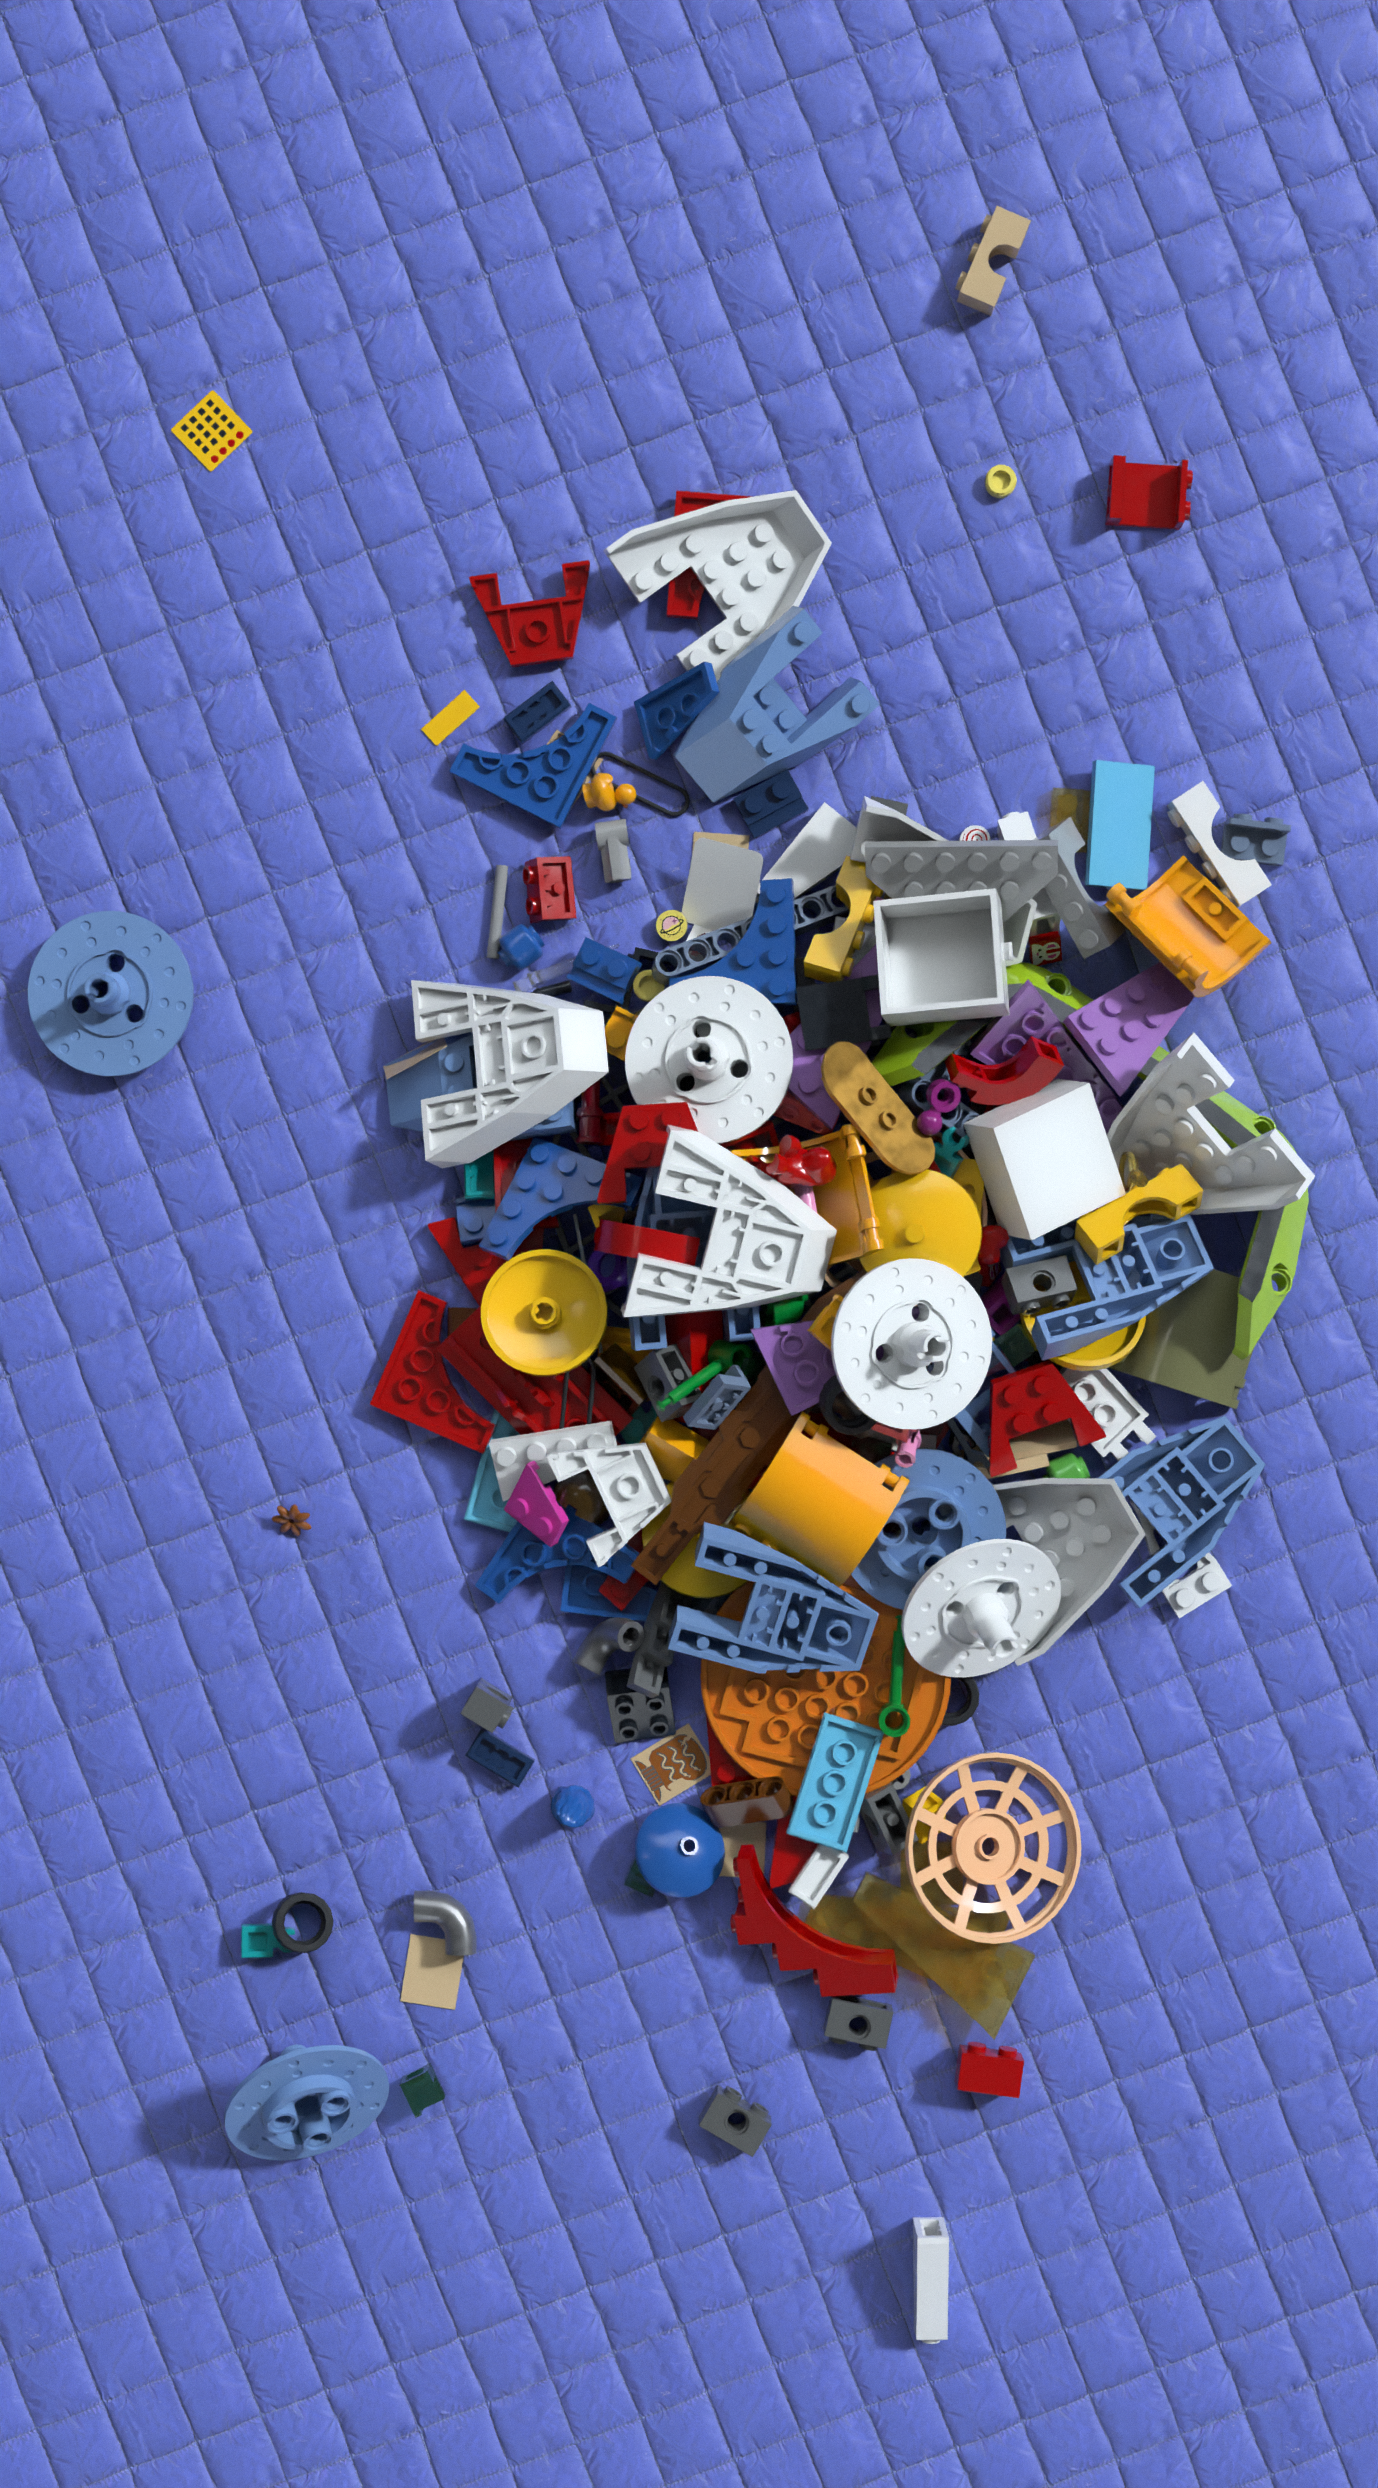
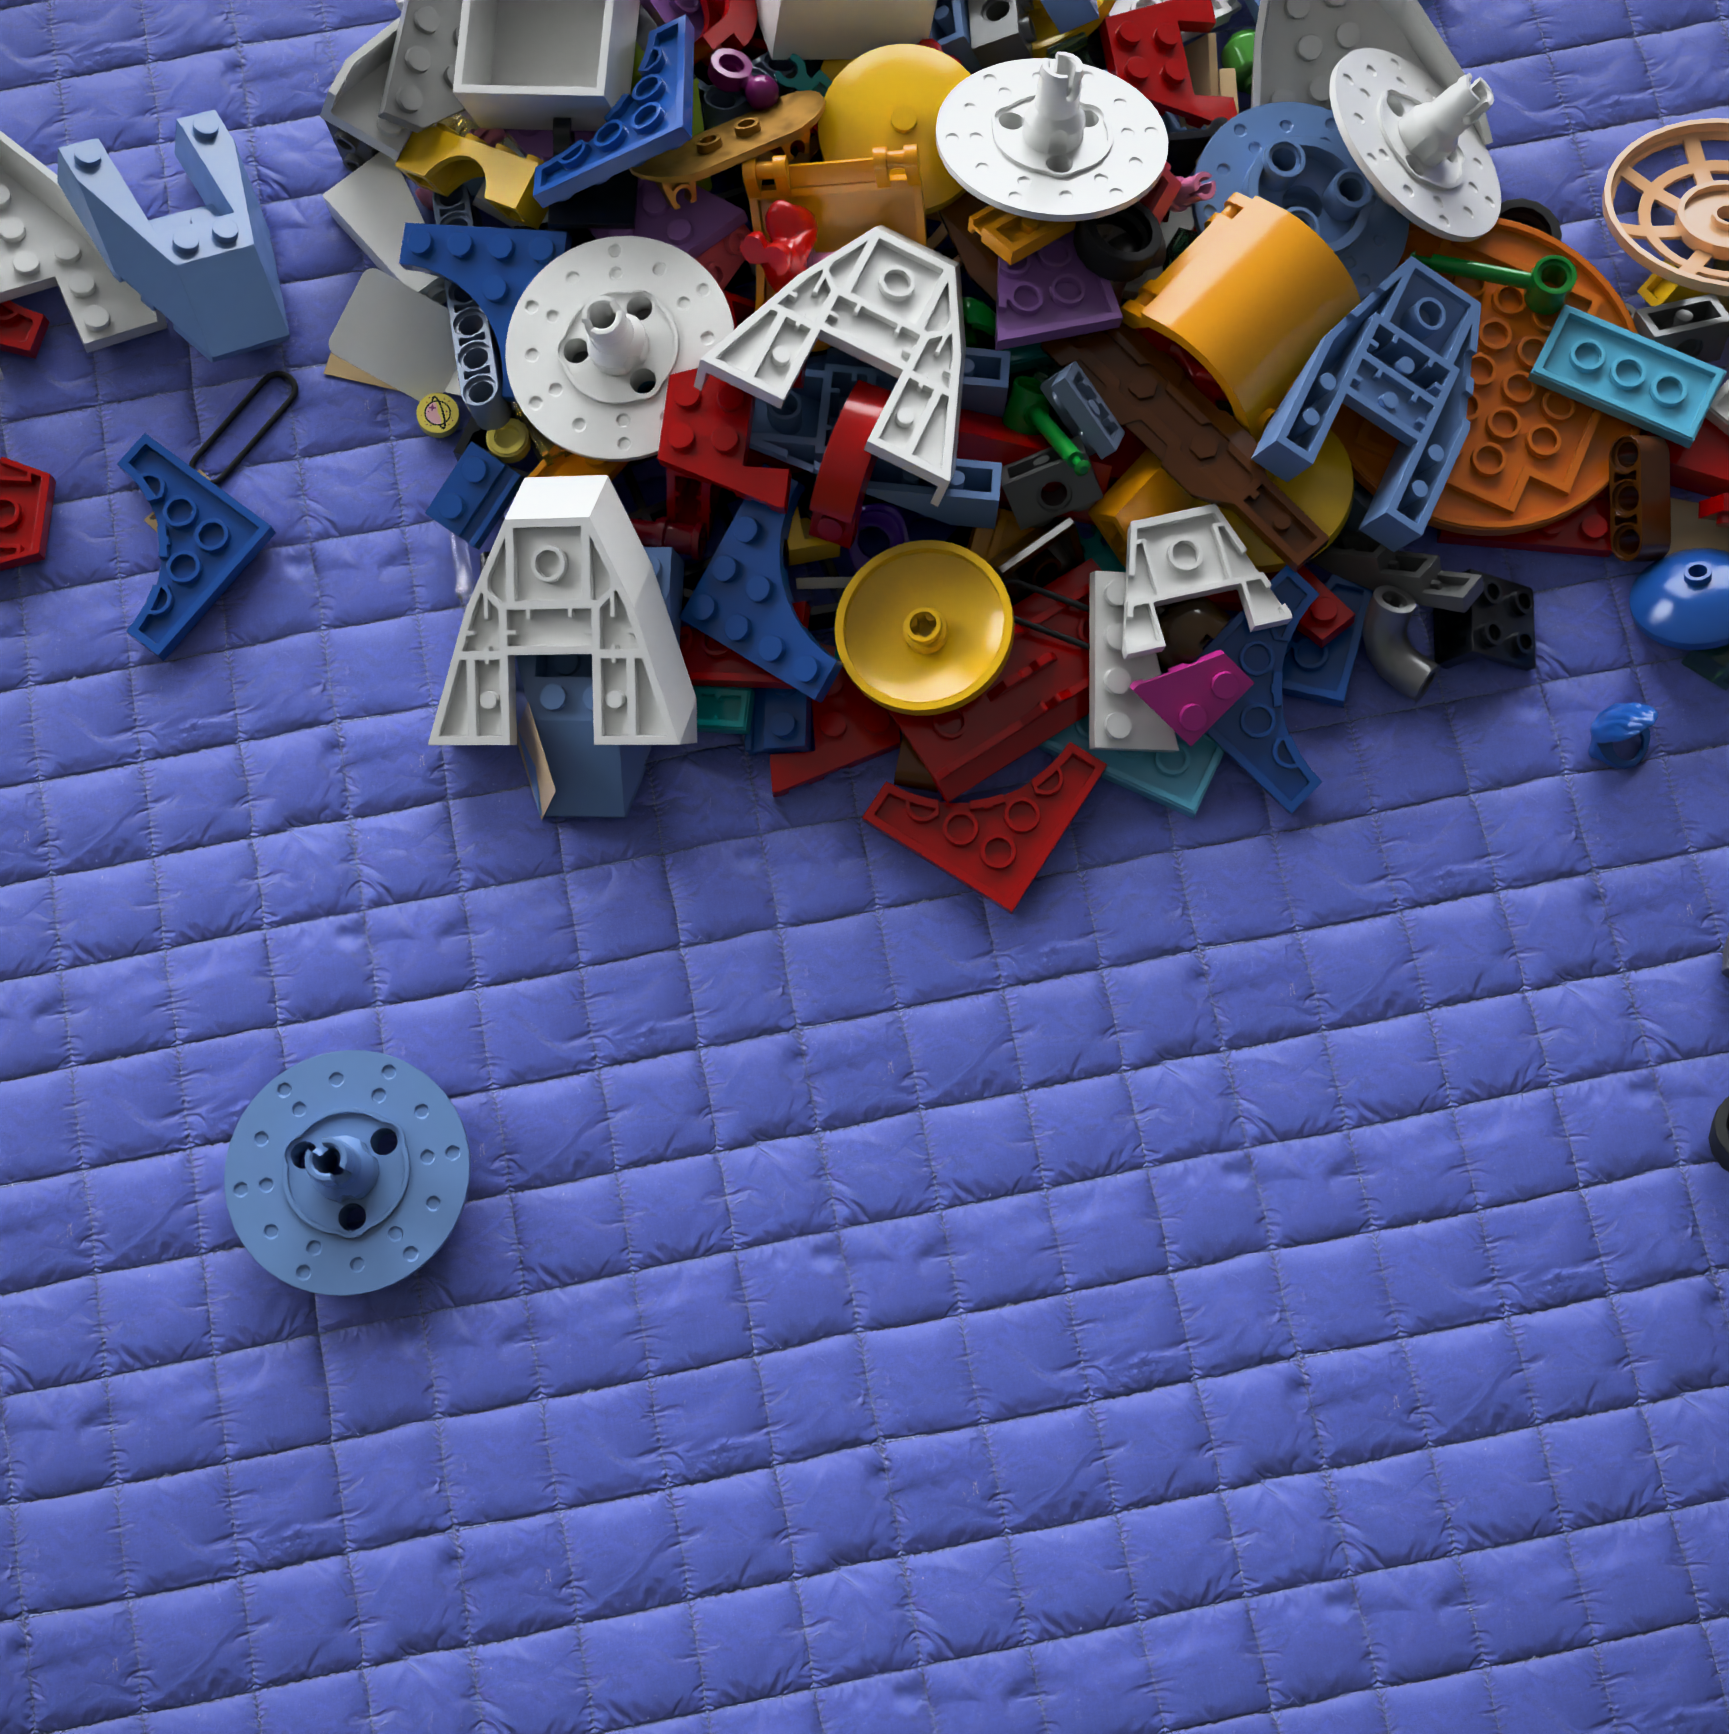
camera: 80 degrees left, 15 degrees down
(292, 1519) = (1160, 1051): dark orange plant -> none
(450, 718) = (90, 651): yellow sticker -> none
(488, 1706) = (1467, 815): dark grey brick -> none
(497, 911) = (366, 632): light grey bar -> none
(500, 1757) = (1540, 821): dark blue plate -> none
(521, 947) = (419, 605): blue head -> none
(537, 712) = (112, 534): dark blue plate -> none
(549, 889) = (351, 558): red bracket -> none
(601, 793) = (242, 467): light orange animal -> none
(613, 843) = (308, 466): light grey piece -> none
(673, 1764) = (1573, 601): sticker -> none
(674, 706) = (148, 351): blue wing -> none
(770, 804) = (311, 273): dark blue plate -> none
(870, 1047) = (637, 126): none -> blue plate

